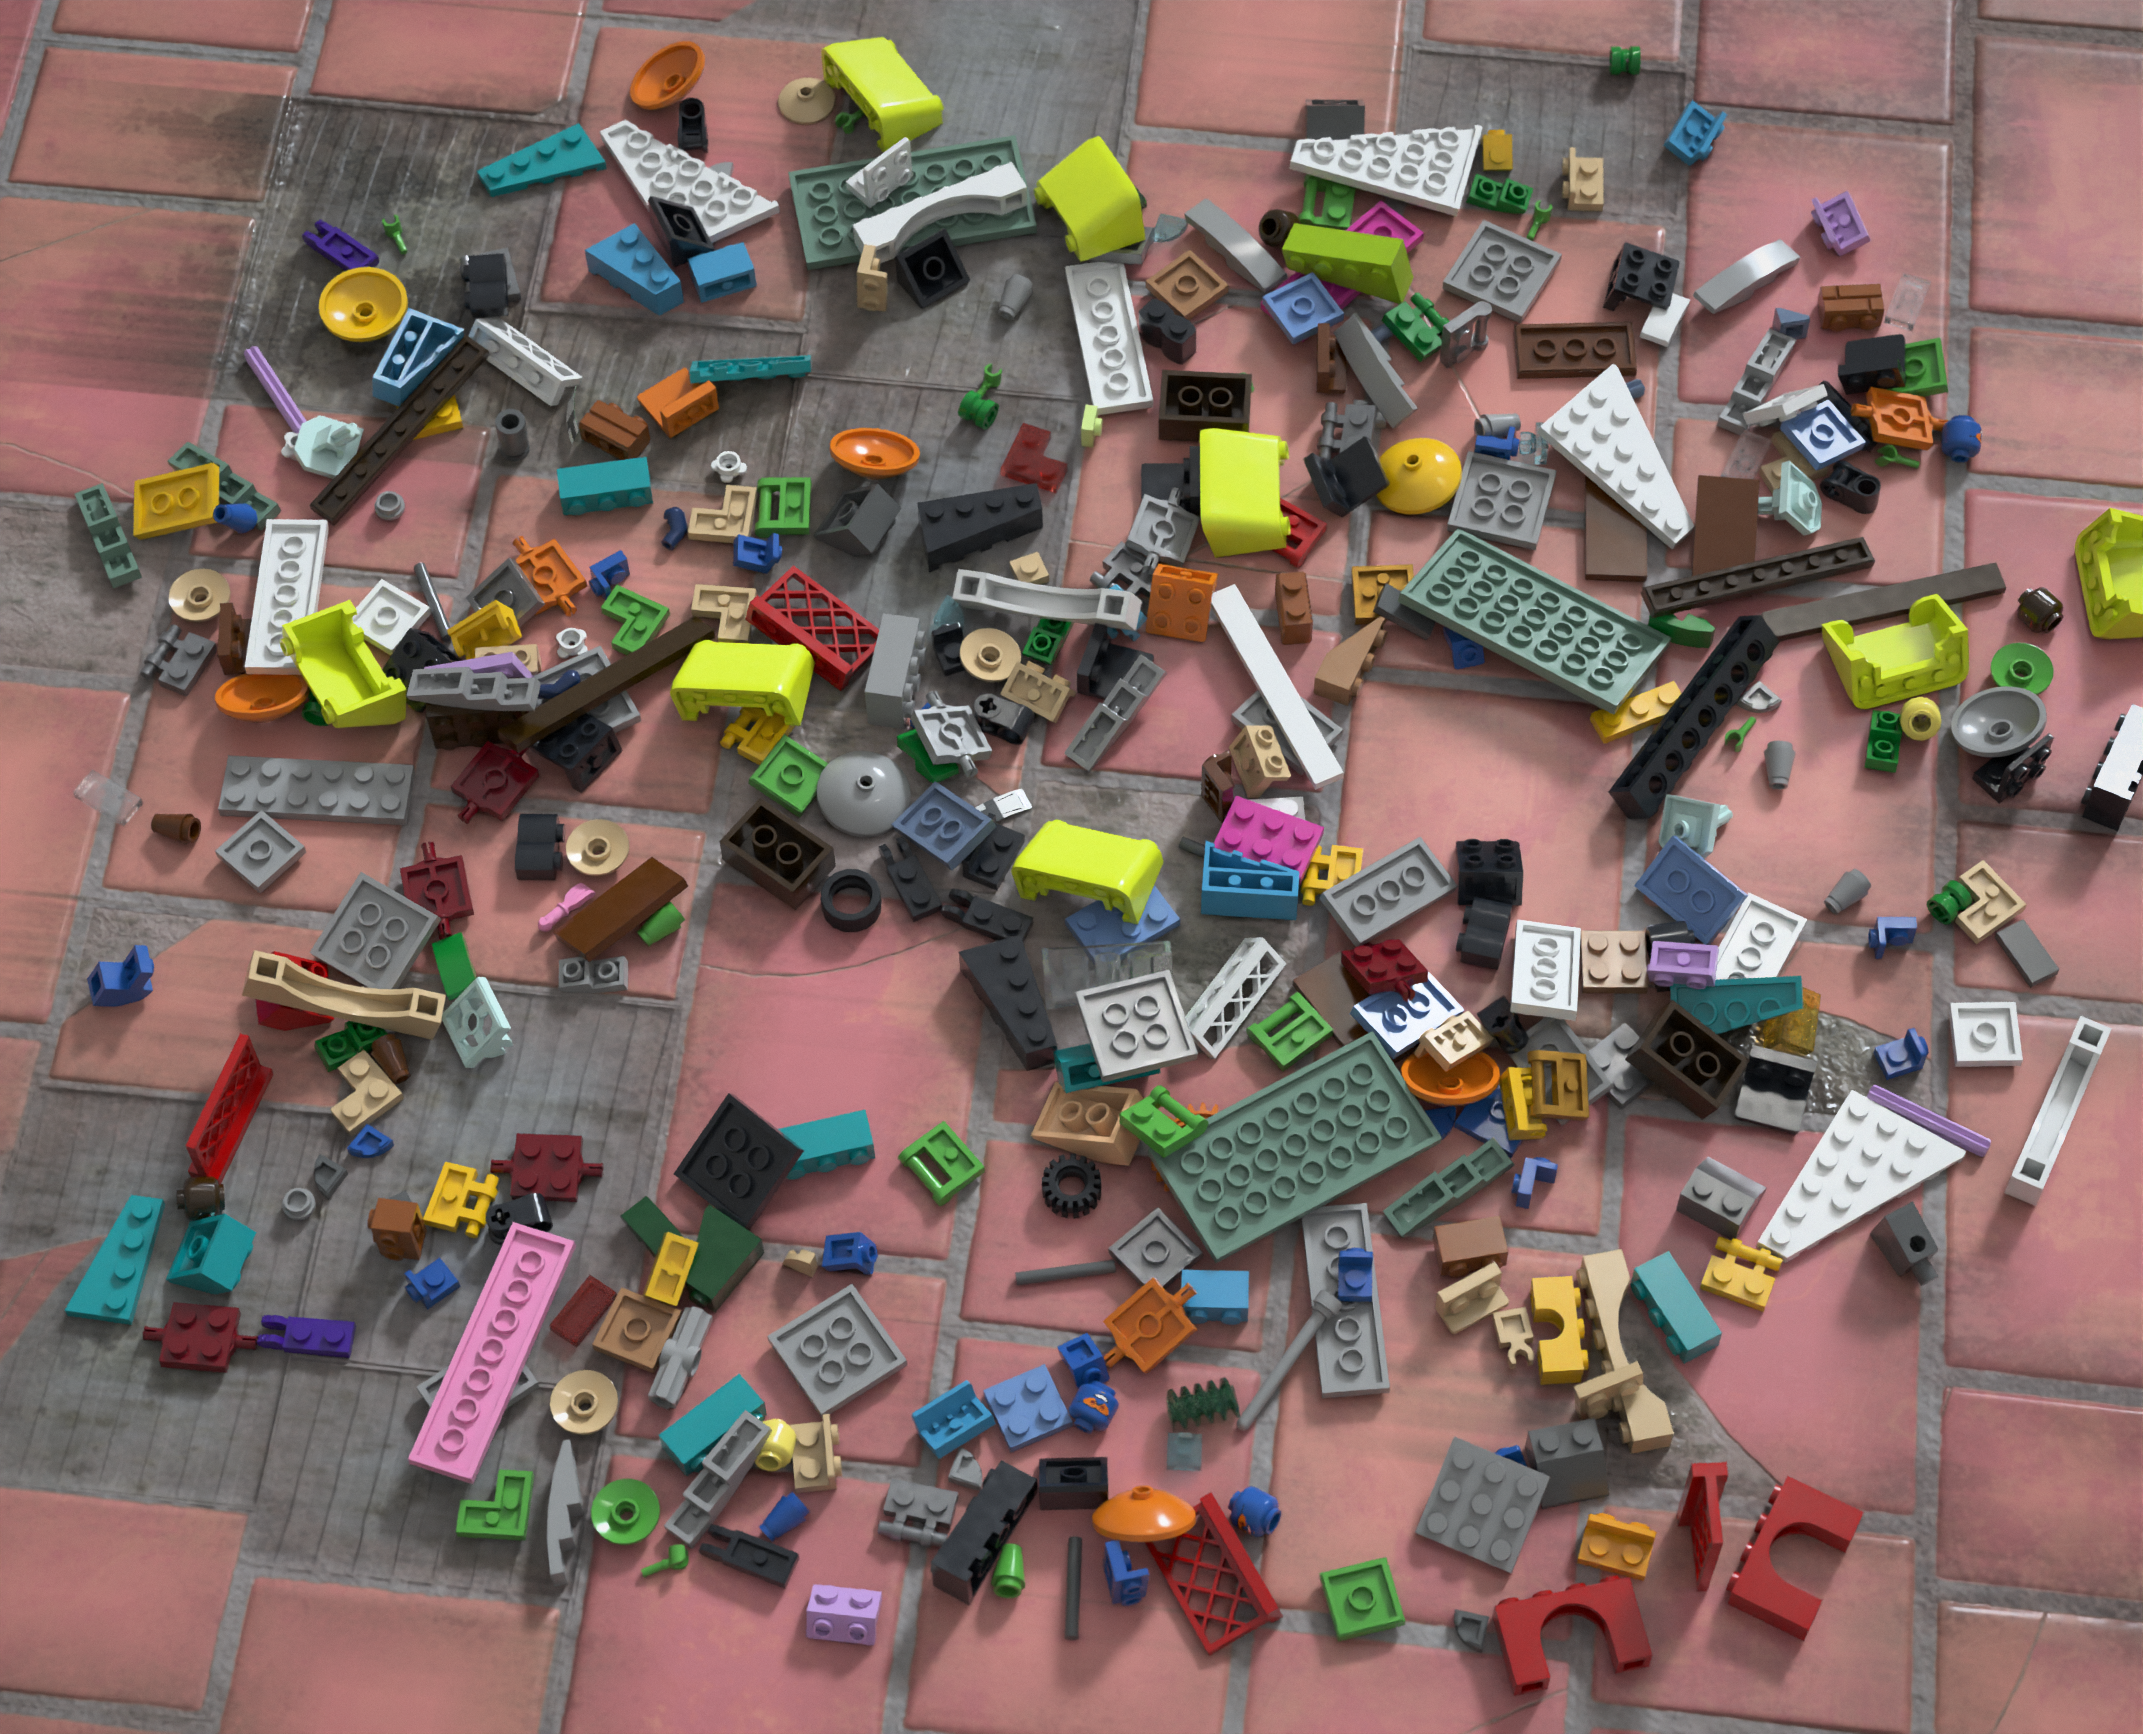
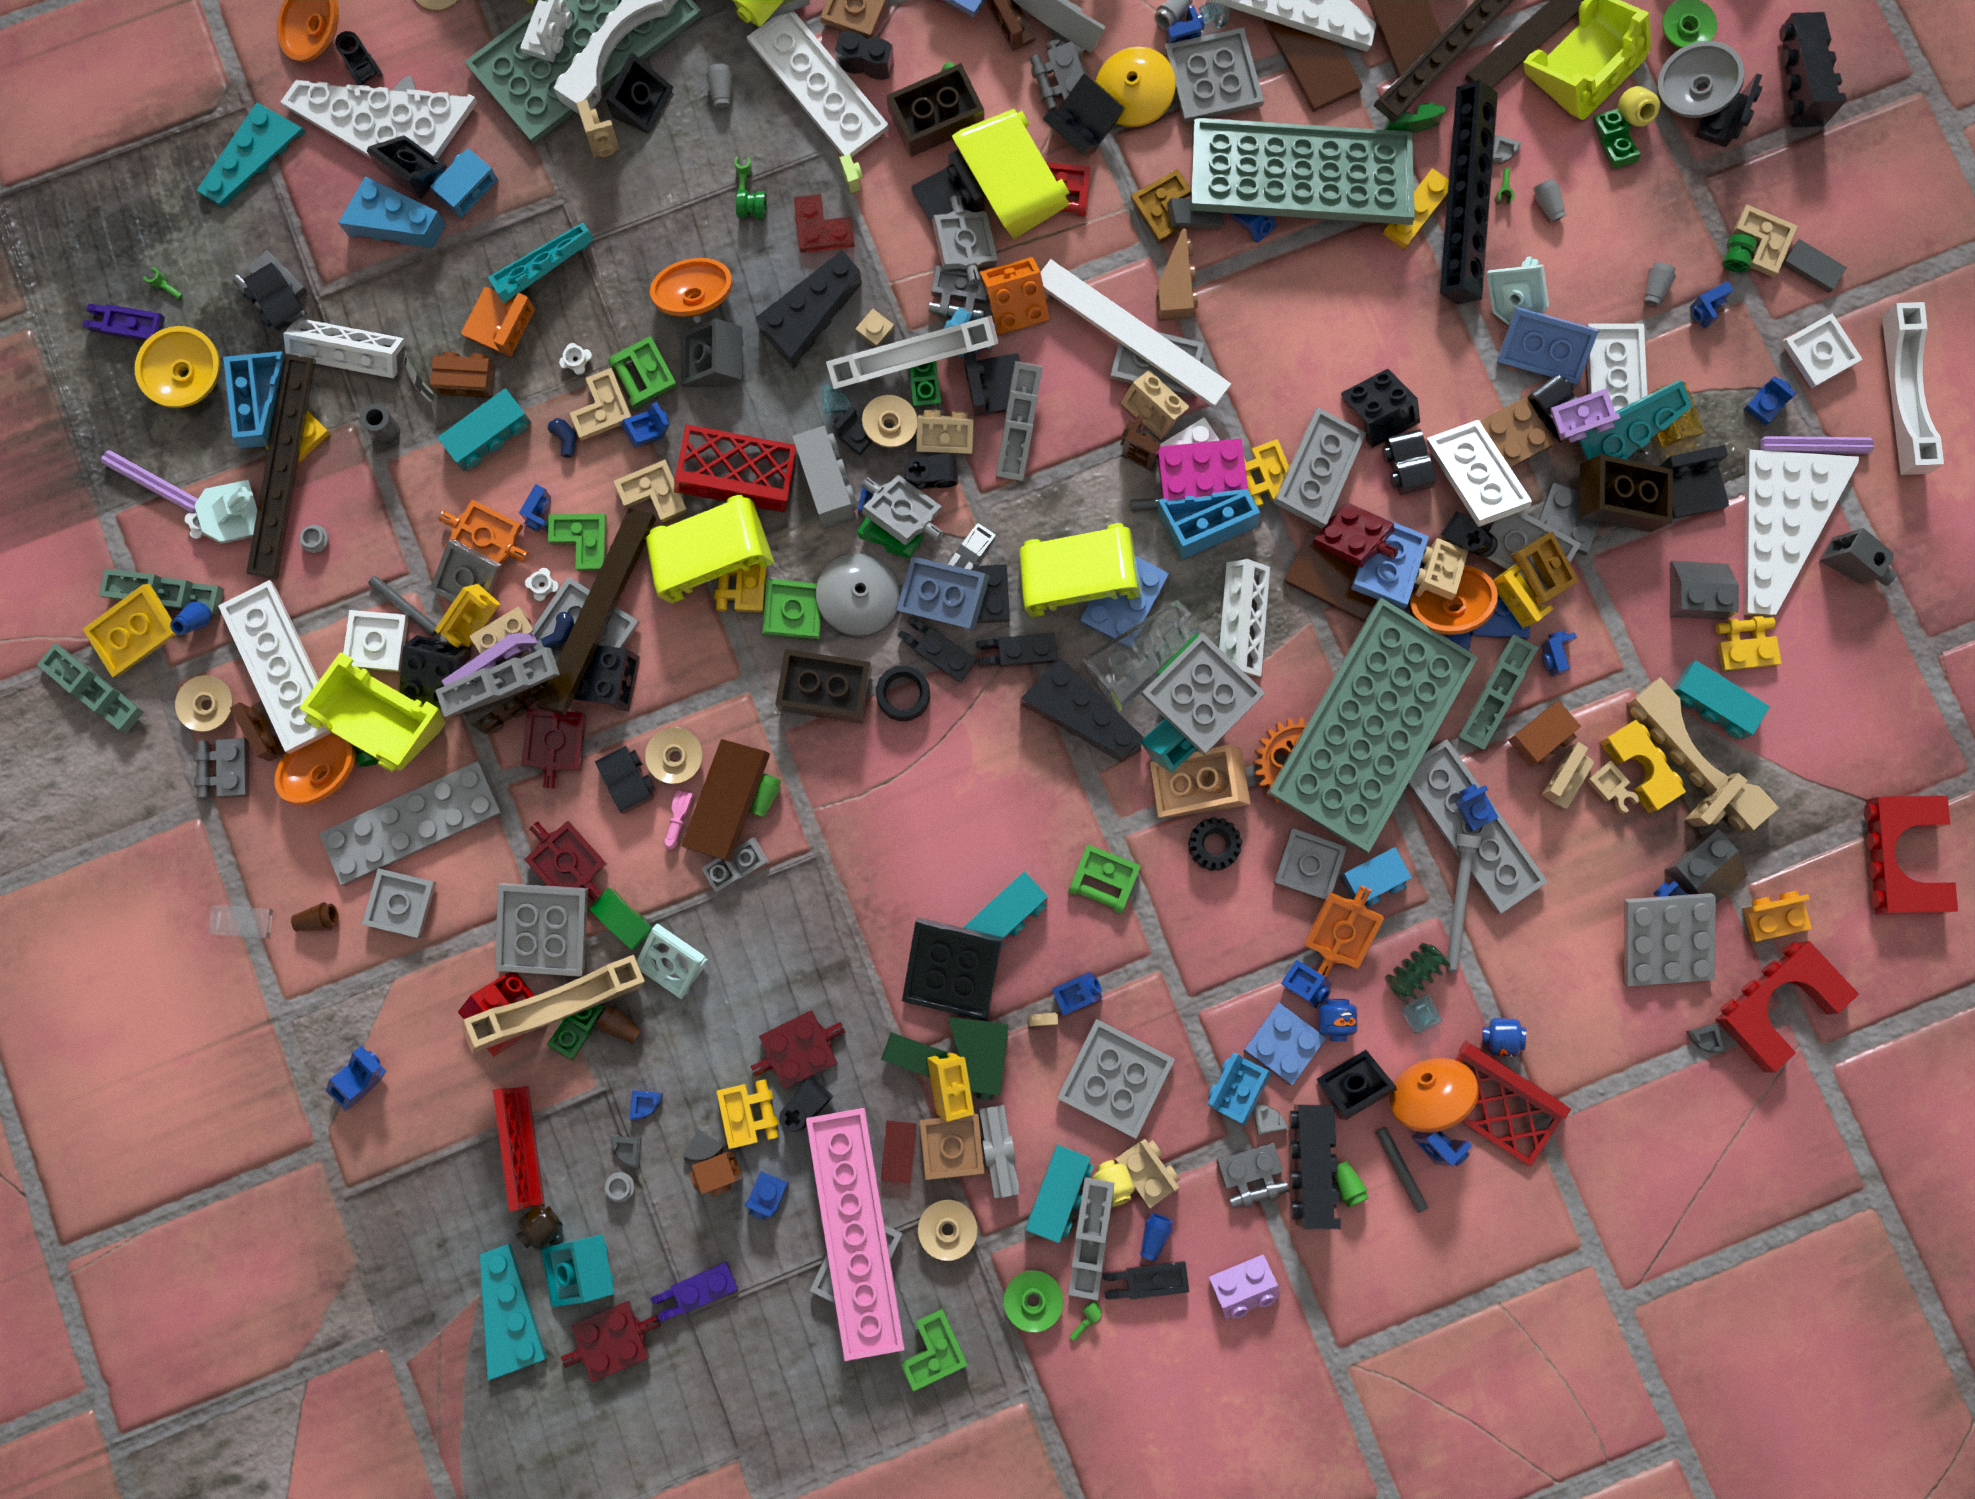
camera: 30 degrees left, 20 degrees up
(372, 1094) = (621, 1064): tan plate -> none
(564, 1503) = (981, 1318): light grey slope -> none
(1065, 1272) = (1249, 916): dark grey bar -> none
(1156, 1128) = (1267, 772): bright green plate -> none
(1293, 608) = (1106, 255): dark orange brick -> none
(1296, 1038) = (1315, 626): bright green plate -> none
(1362, 1599) = (1619, 1061): bright green plate -> none
(1701, 1512) = (1850, 858): red fence -> none

